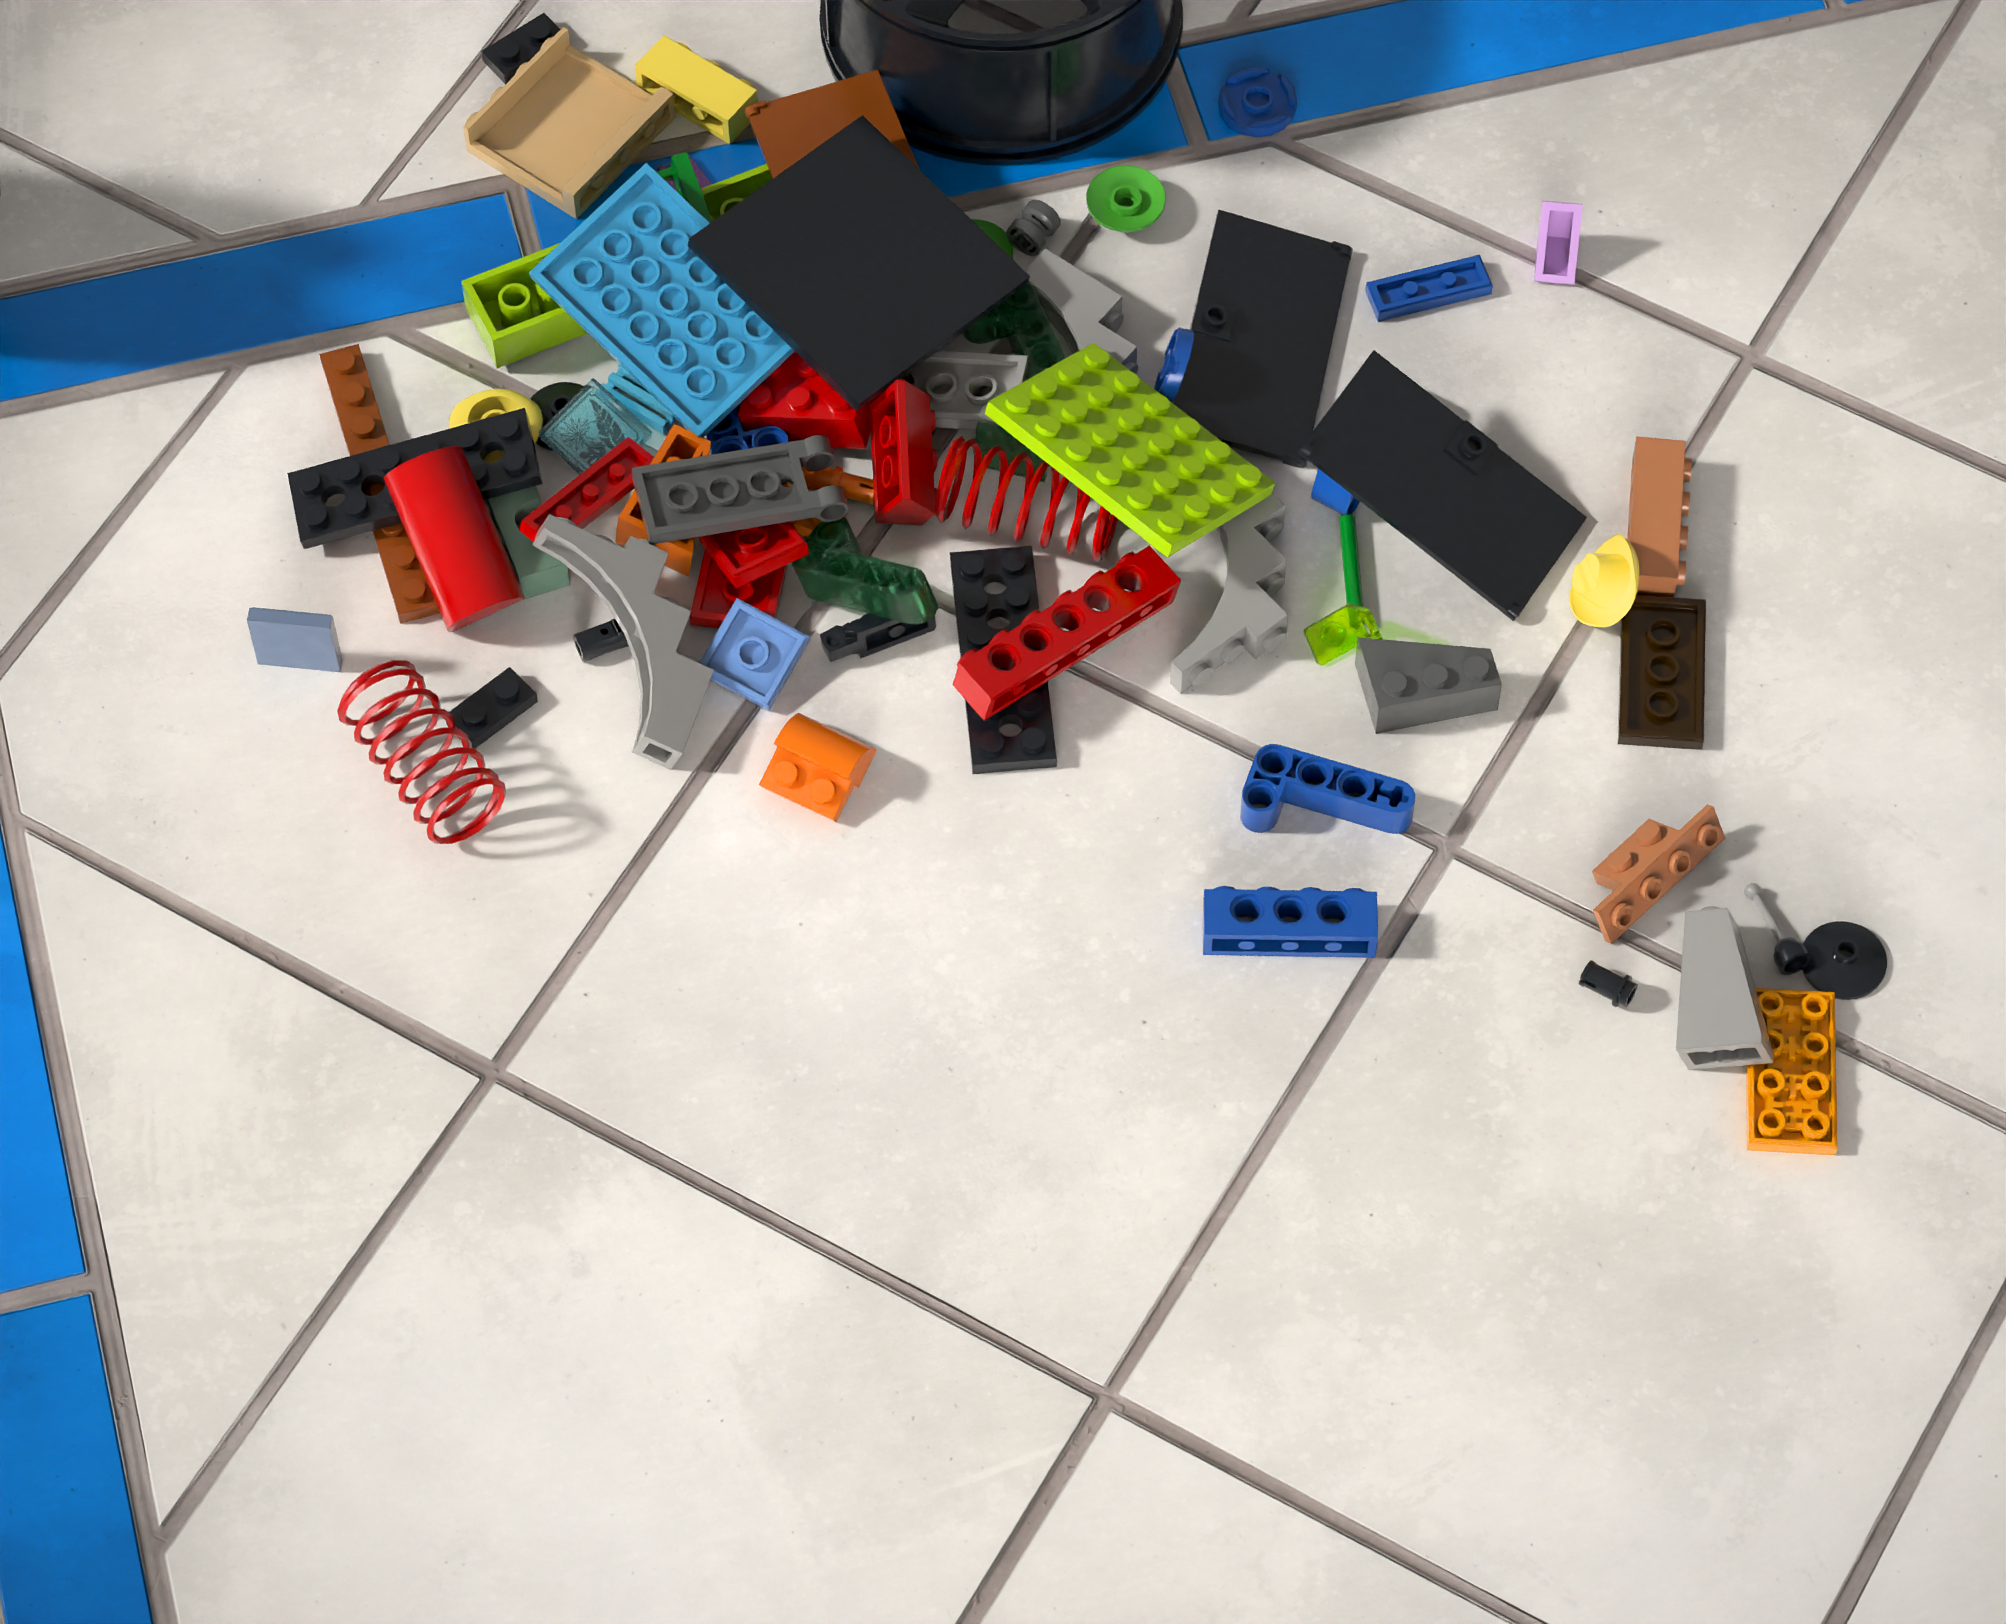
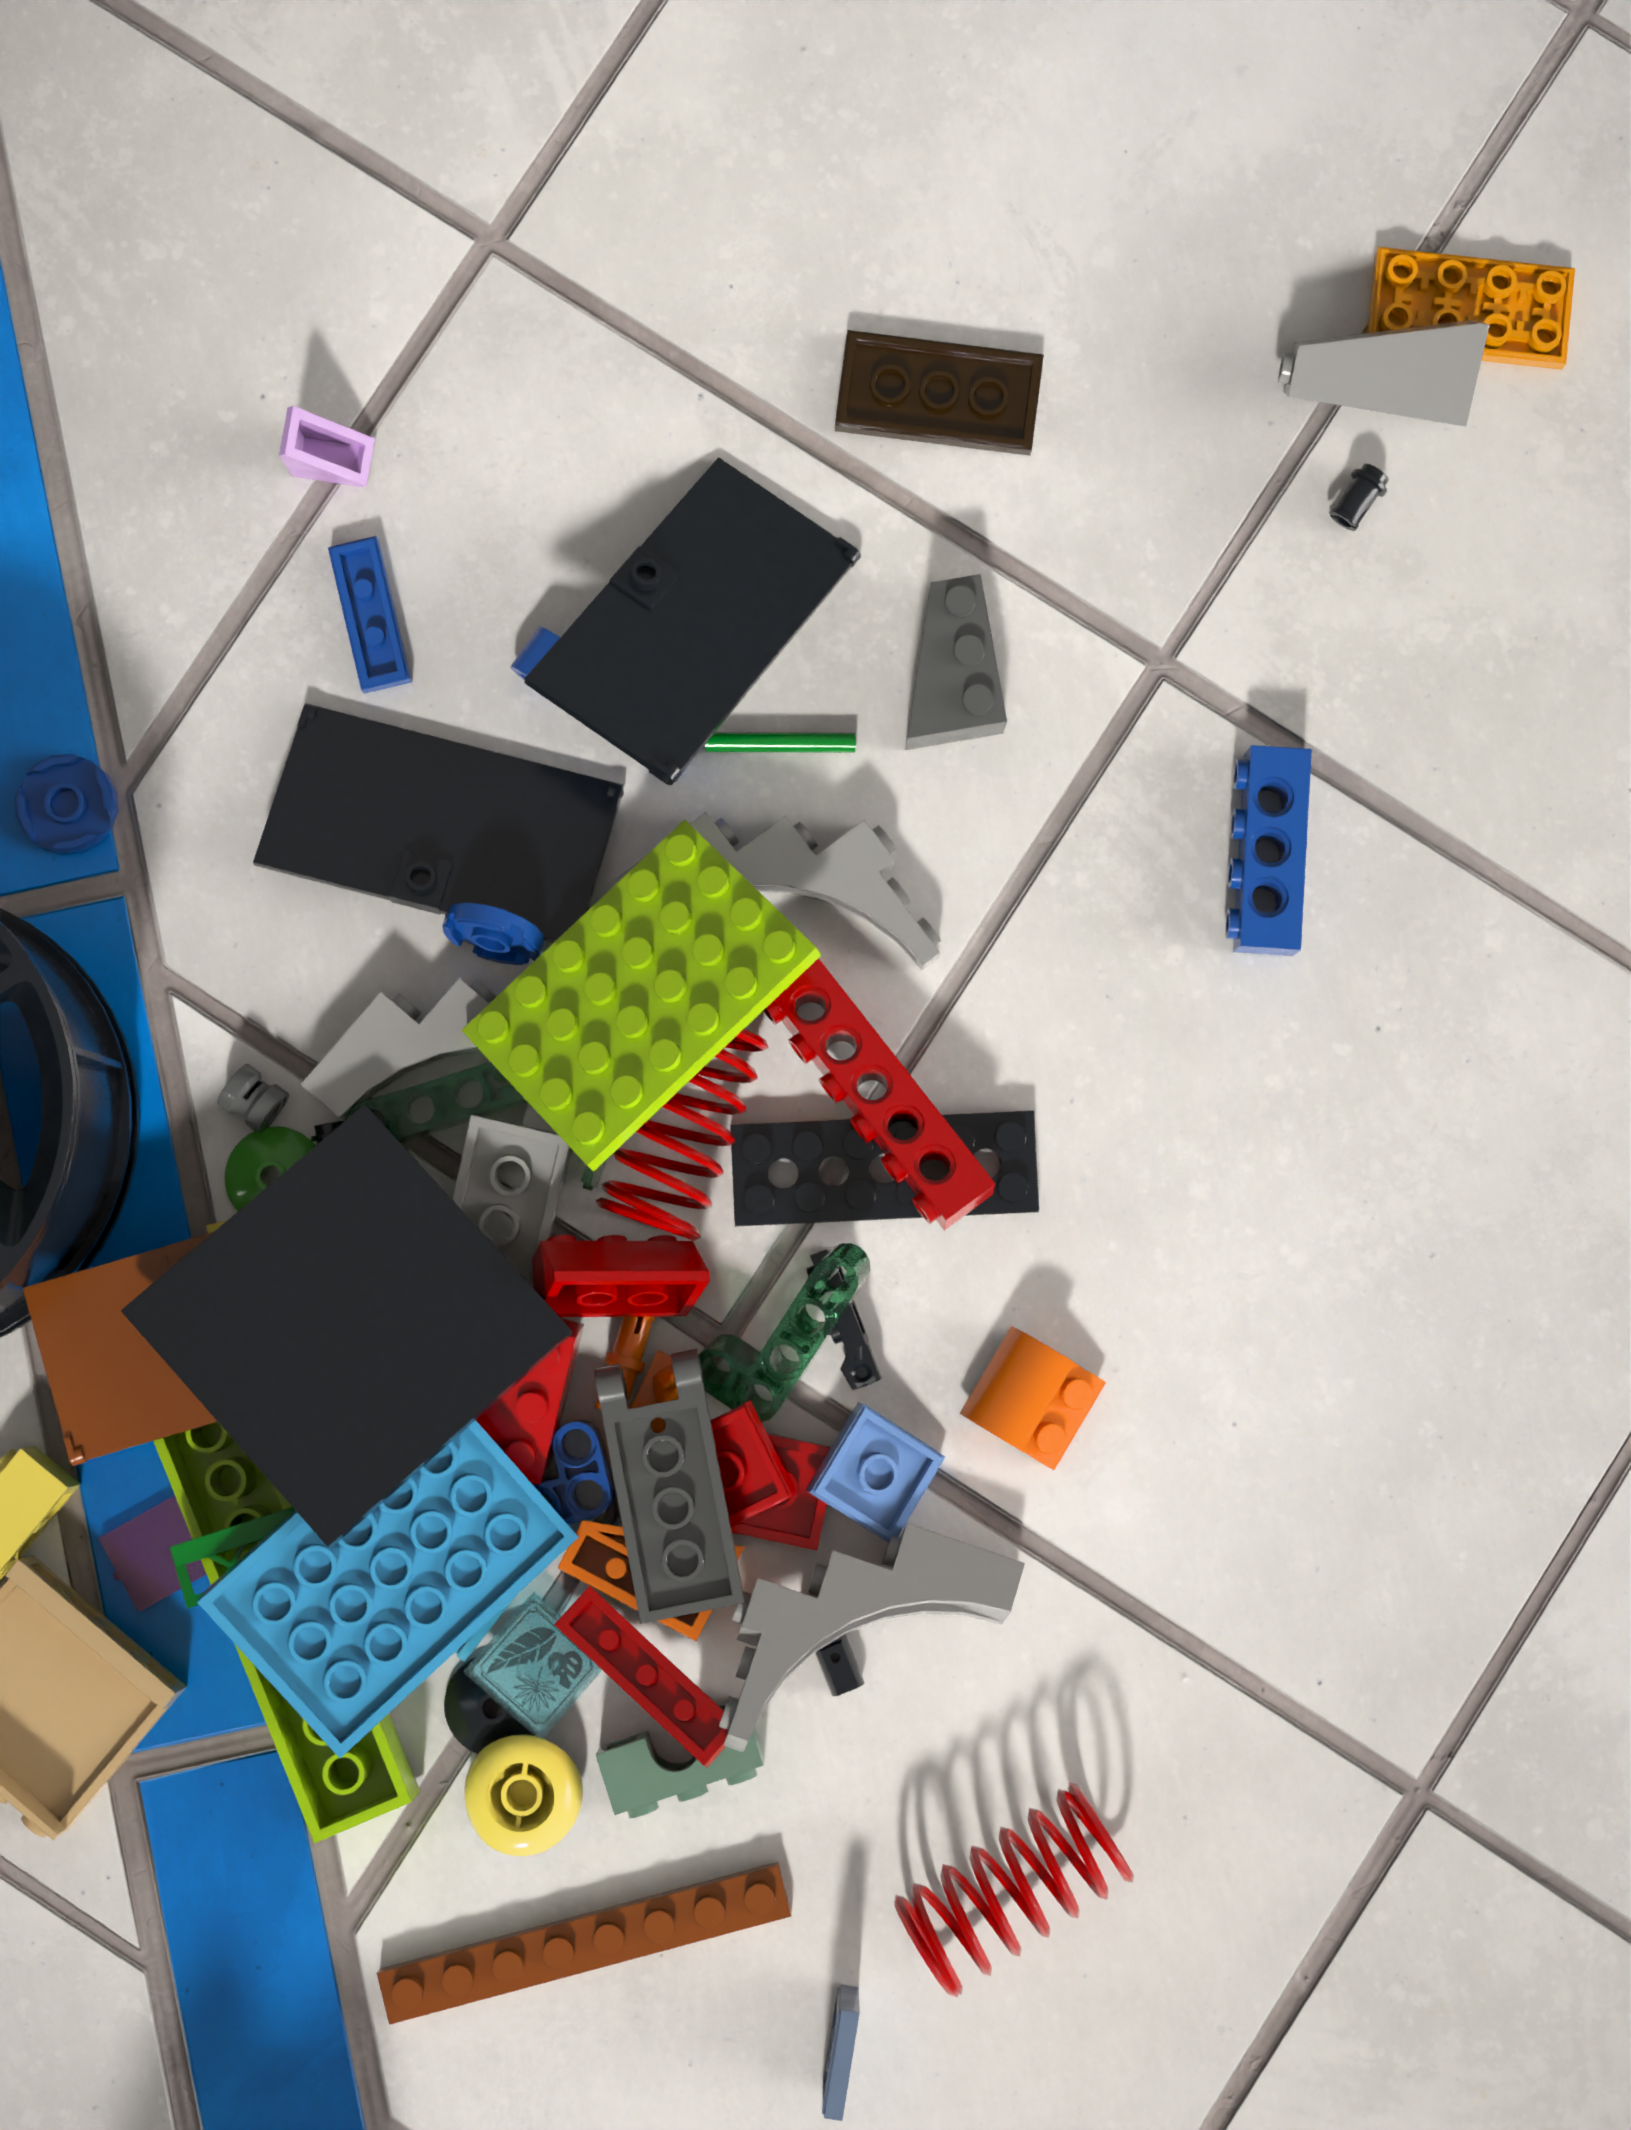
camera: 85 degrees left, 25 degrees up
(355, 473) = (582, 1928): black plate -> none
(453, 536) = (714, 1850): red brick -> none
(493, 707) = (925, 1798): black plate -> none
(1129, 187) = (192, 974): bright green dish -> none
(1326, 798) = (1101, 791): blue beam -> none
(1339, 632) = (873, 761): clear neon green bracket -> none
(1605, 583) = (832, 440): light yellow hat -> none
(1650, 866) = (1205, 438): nougat bracket -> none
(1656, 513) = (733, 373): nougat brick -> none
(1789, 953) = (1326, 292): black hinge -> none
(1846, 976) = (1325, 255): black dish -> none

